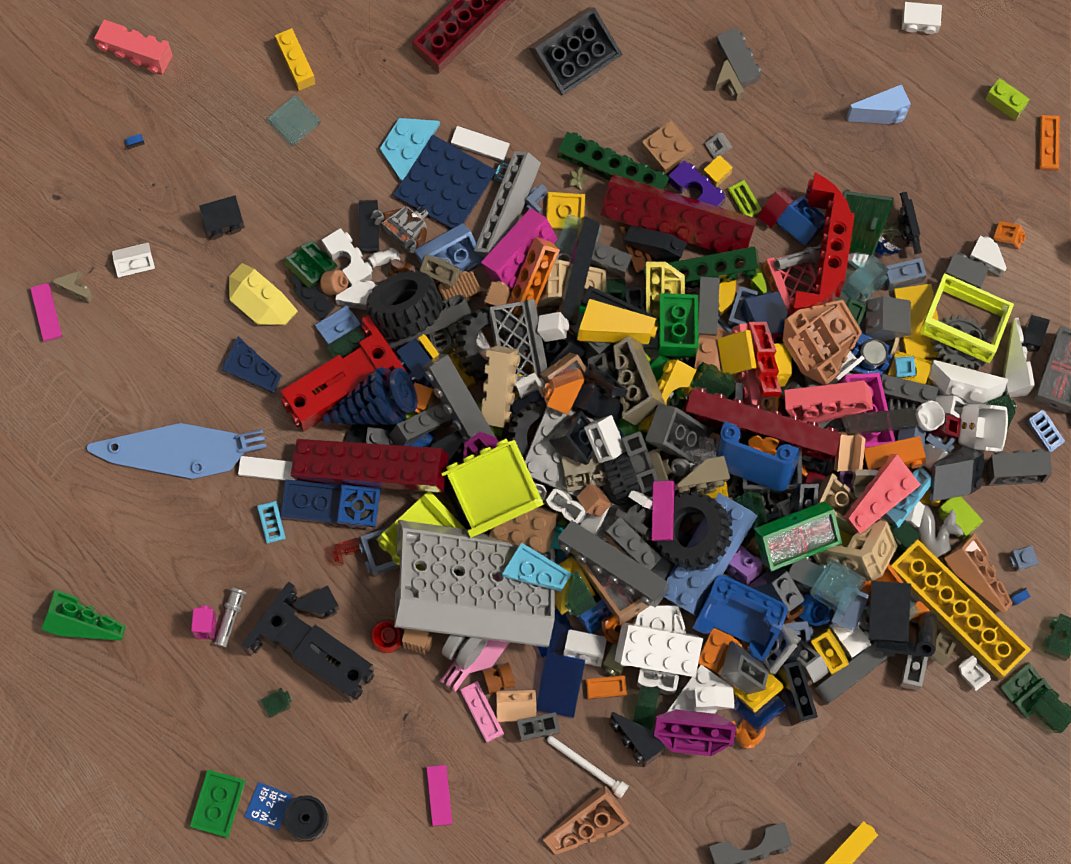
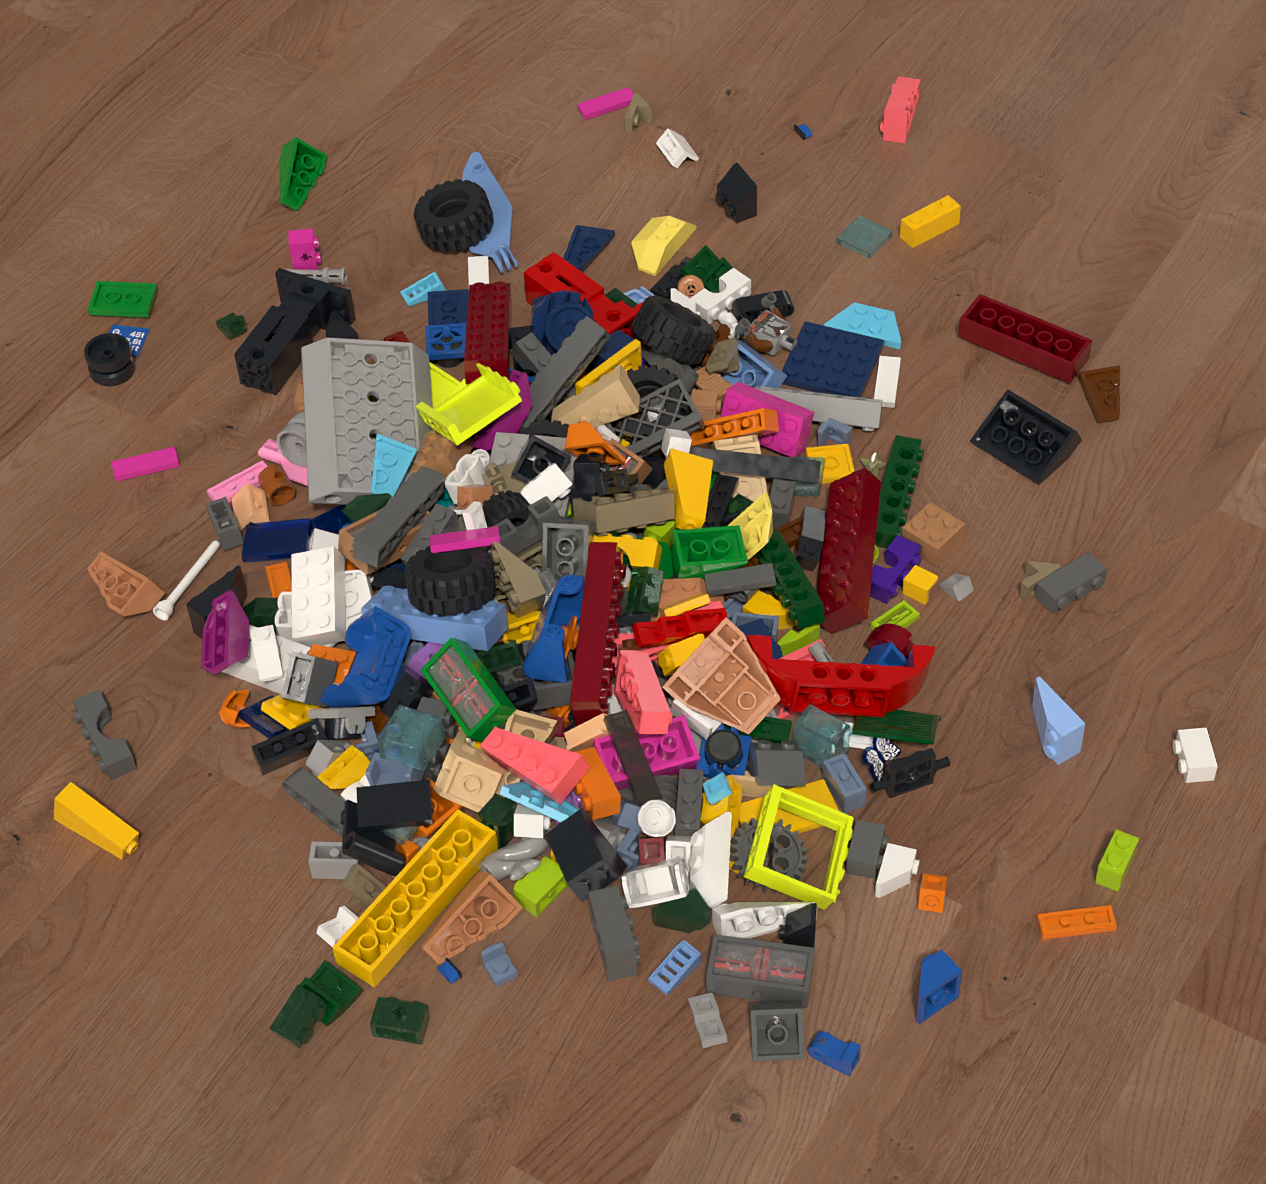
camera: 85 degrees right, 25 degrees down
(168, 469) = (453, 216): none -> black tyre

